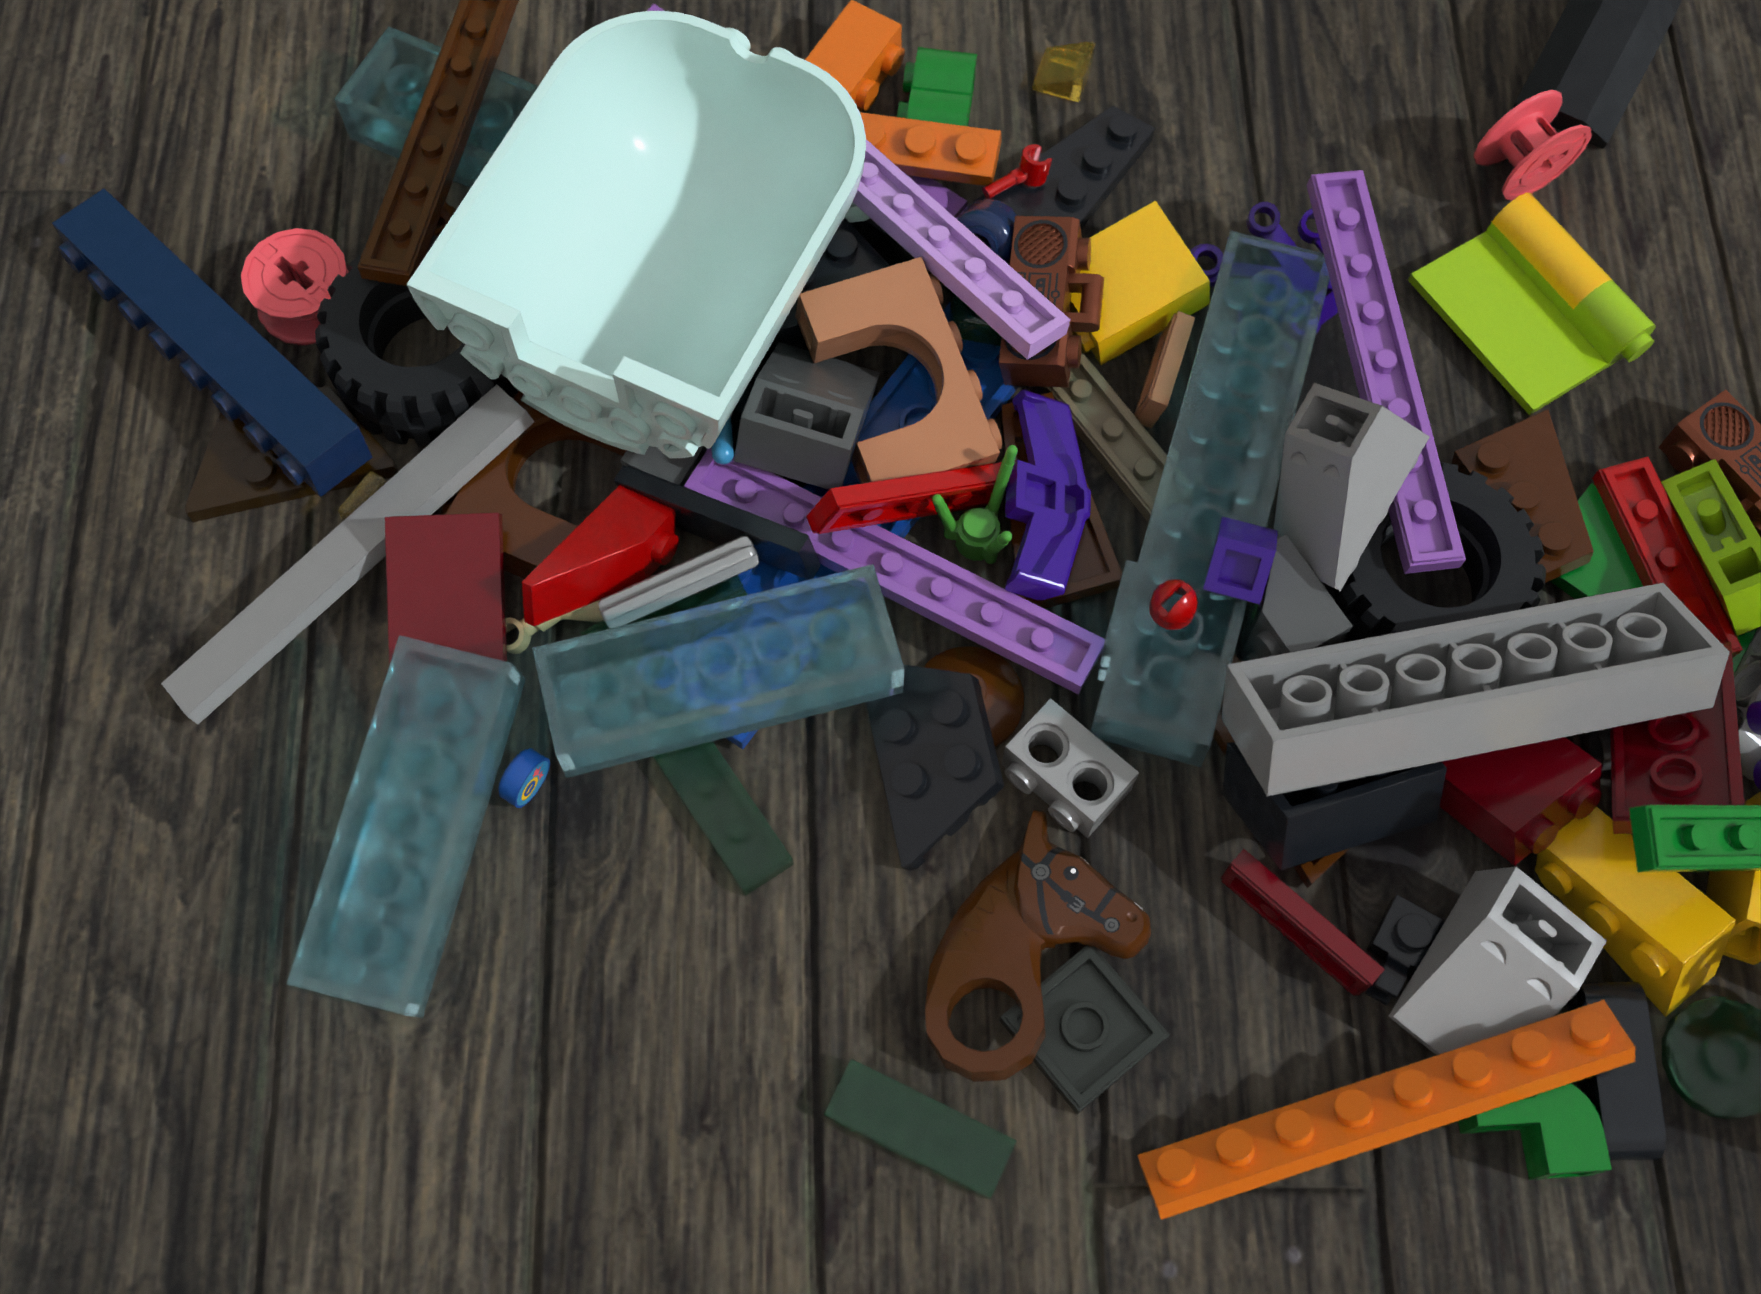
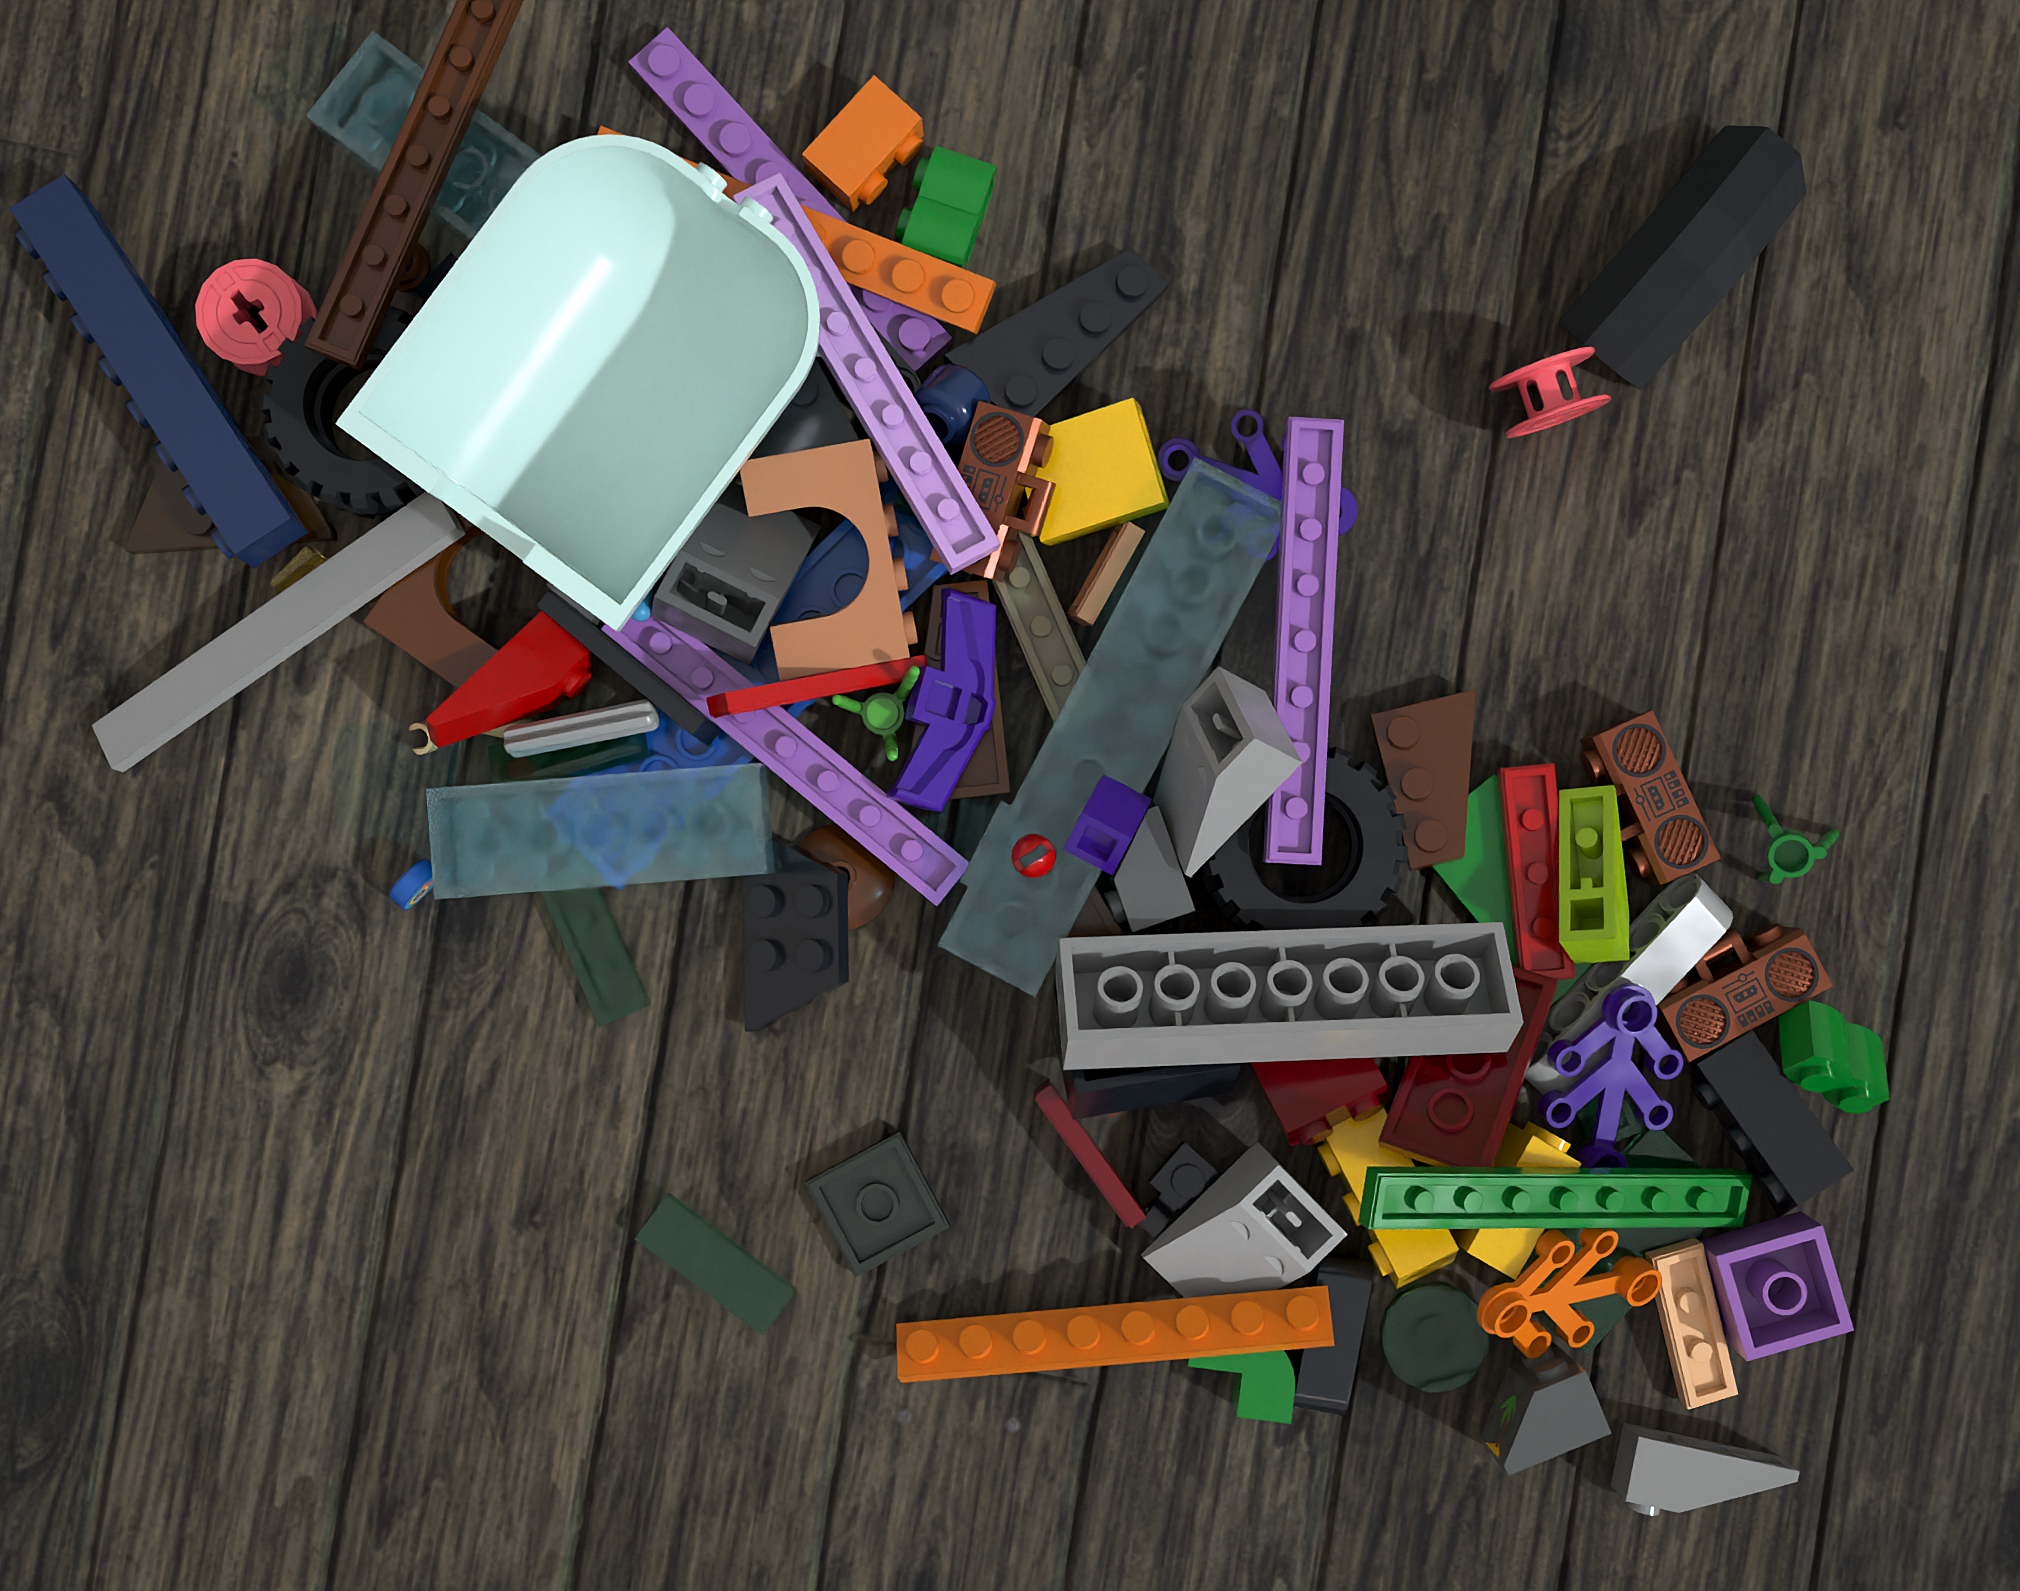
camera: 15 degrees right, 20 degrees up
(408, 828) = (300, 924): clear light blue brick -> none
(447, 581) = (359, 727): dark red tile -> none
(999, 938) = (845, 1088): reddish brown animal -> none
(1030, 172) = (1008, 329): red hand -> none
(1065, 70) = (1091, 190): clear yellow slope -> none
(1079, 759) = (925, 963): light grey brick -> none
(1534, 305) = (1498, 566): lime door -> none

